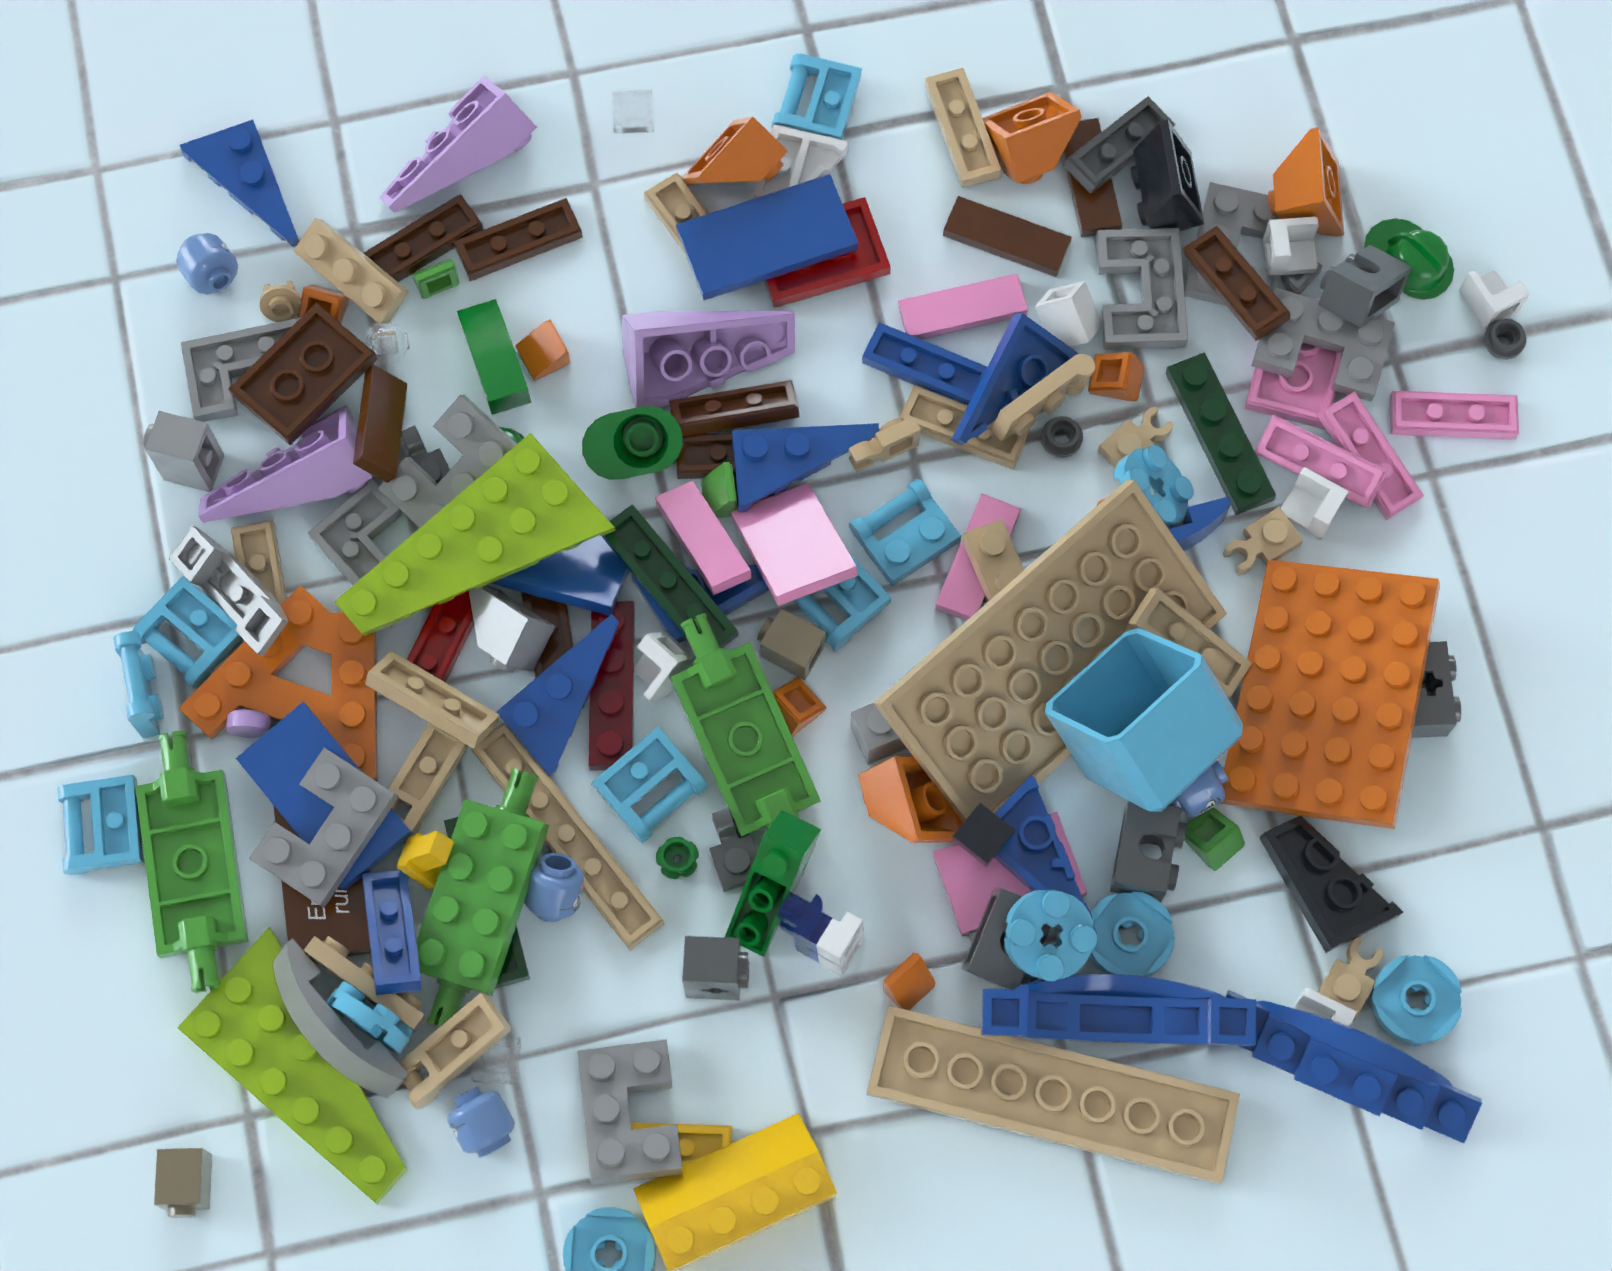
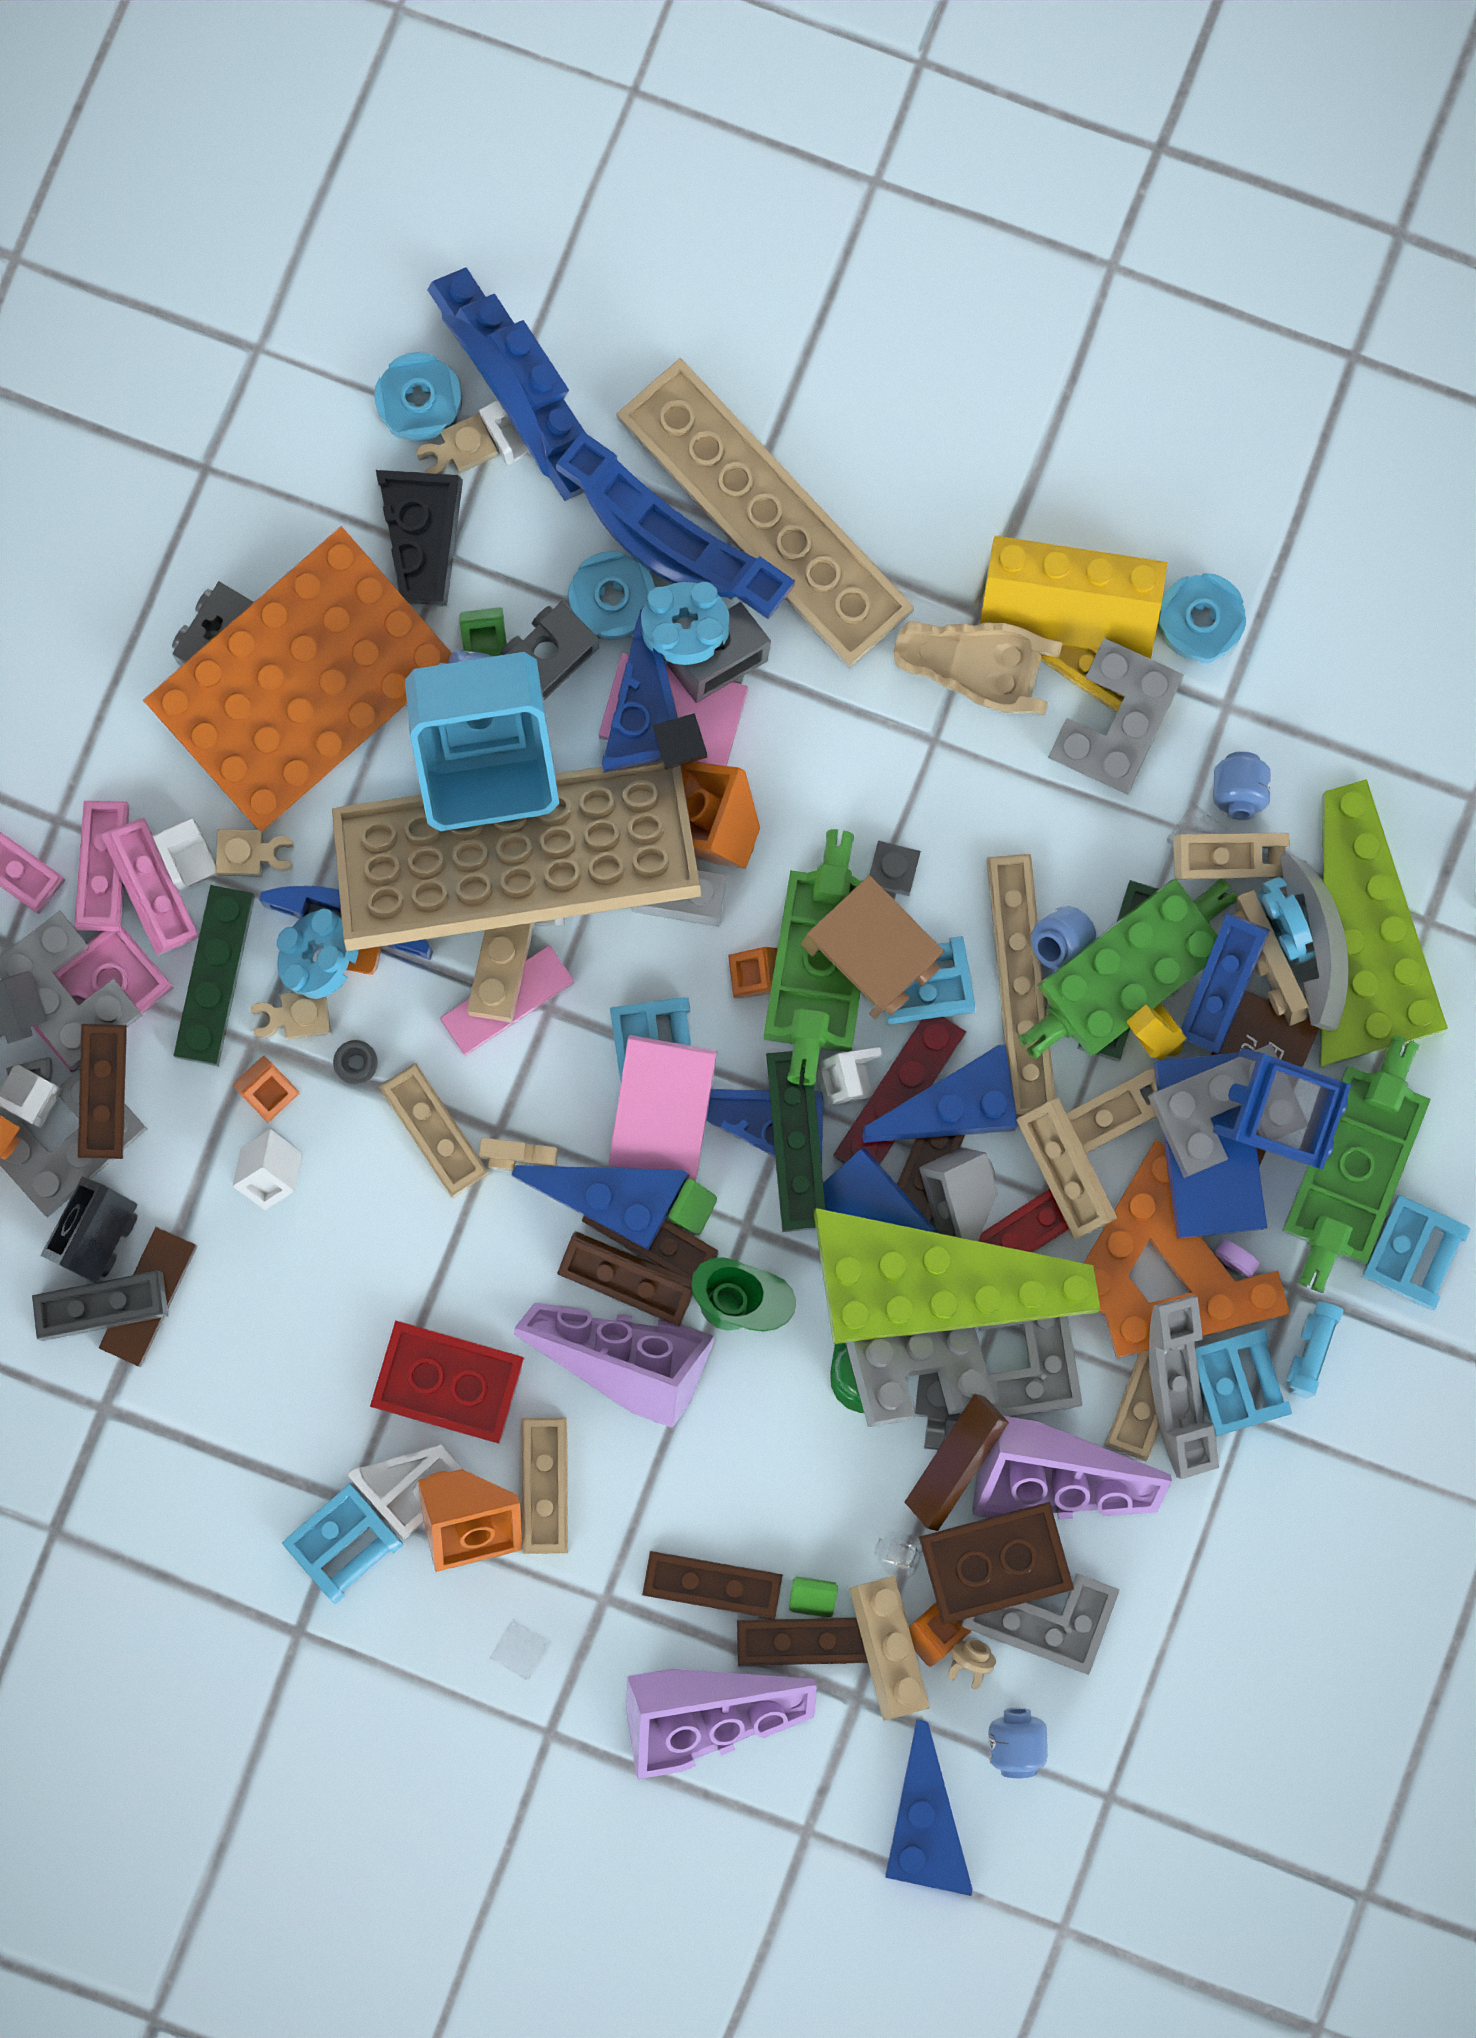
camera: 145 degrees left, 10 degrees up
(183, 451) = (1151, 1551): light grey brick -> none
(271, 851) = (1287, 1110): none -> blue window
(494, 357) = (810, 1475): green slope -> none
(543, 351) = (762, 1452): orange slope -> none
(677, 846) = (936, 893): green plate -> none
(703, 537) = (736, 1169): bright pink tile -> none
(705, 764) = (875, 946): none -> medium nougat panel
(714, 968) = (974, 778): dark grey brick -> none
(767, 237) = (488, 1420): blue tile -> none
(773, 875) = (877, 821): green slope -> none
(773, 1080) = (982, 662): none -> tan animal
(791, 643) = (723, 1024): dark tan brick -> none
(820, 935) = (870, 751): hips -> none
(909, 982) = (819, 677): orange slope -> none
(912, 543) = (553, 1051): medium azure plate -> none
(923, 364) = (427, 1205): blue plate -> none
(962, 307) = (355, 1244): bright pink tile -> none
(963, 127) = (229, 1422): tan plate -> none
(1007, 236) = (265, 1288): reddish brown tile -> none
(1020, 361) = (363, 1138): blue wing -> none
(1032, 136) = (171, 1370): orange slope -> none
(1044, 396) = (349, 1100): tan plate -> none
(1158, 260) = (149, 1168): light grey plate -> none
(1172, 622) = (387, 794): tan plate -> none

